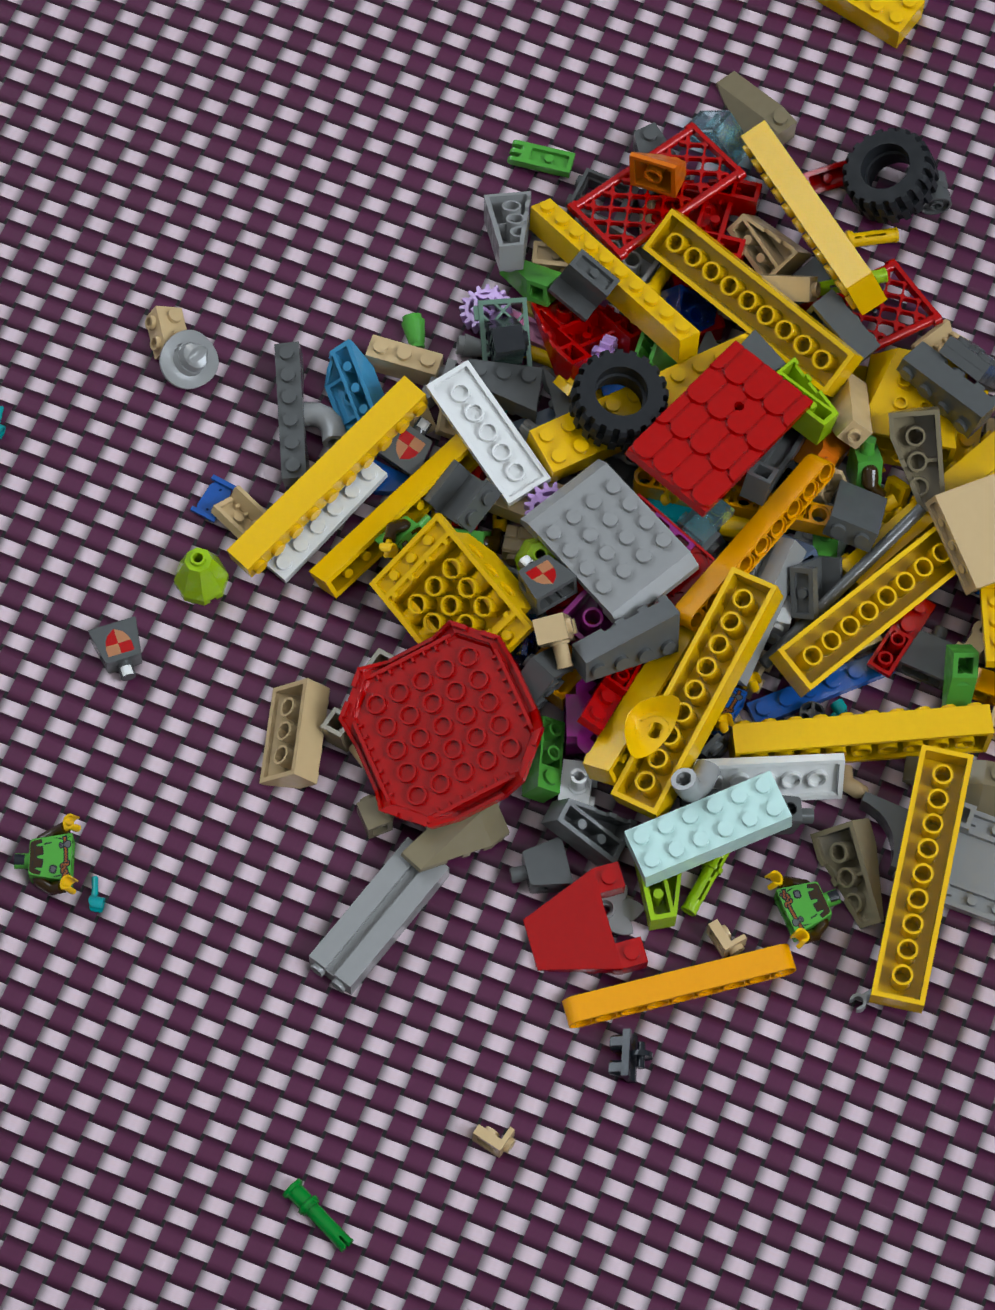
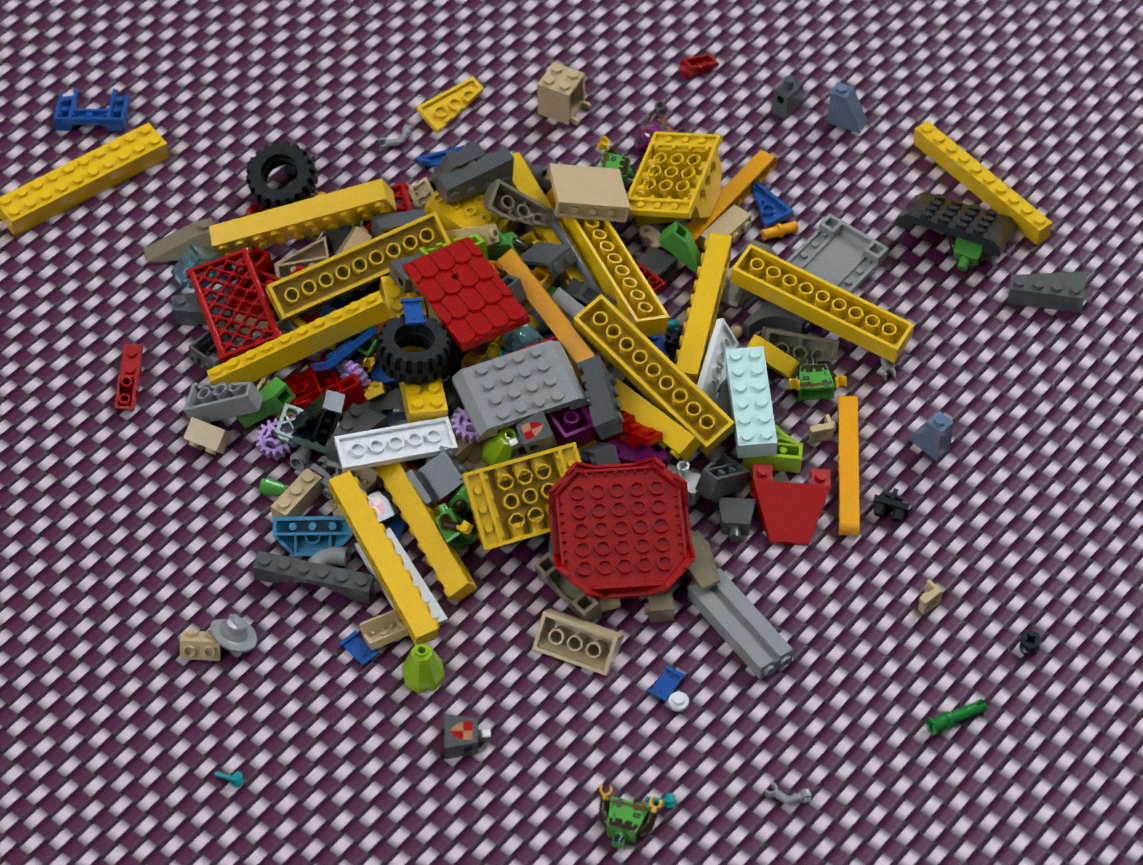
camera: 70 degrees left, 15 degrees down
(136, 1040) = (803, 796): none -> light grey arm
(243, 875) = (678, 701): none -> white plate
(266, 855) = (666, 683): none -> blue piece
(461, 1289) = (1029, 648): none -> black wheel
(463, 234) = (206, 435): none -> tan brick
(523, 127) = (129, 377): none -> red slope
(541, 158) = (162, 375): bright green hinge -> none
(556, 632) = (582, 432): tan brick -> none
(583, 285) = (296, 357): dark grey panel -> none
(619, 331) = (344, 351): none -> blue wing
(656, 709) = (662, 393): yellow piece -> none
(657, 172) = (229, 291): orange slope -> none
(660, 376) = (413, 311): none -> blue piece
(696, 782) = (718, 393): light grey cylinder -> none
(756, 1081) = (934, 436): none -> sand blue slope
(817, 841) = (775, 358): none -> yellow beam

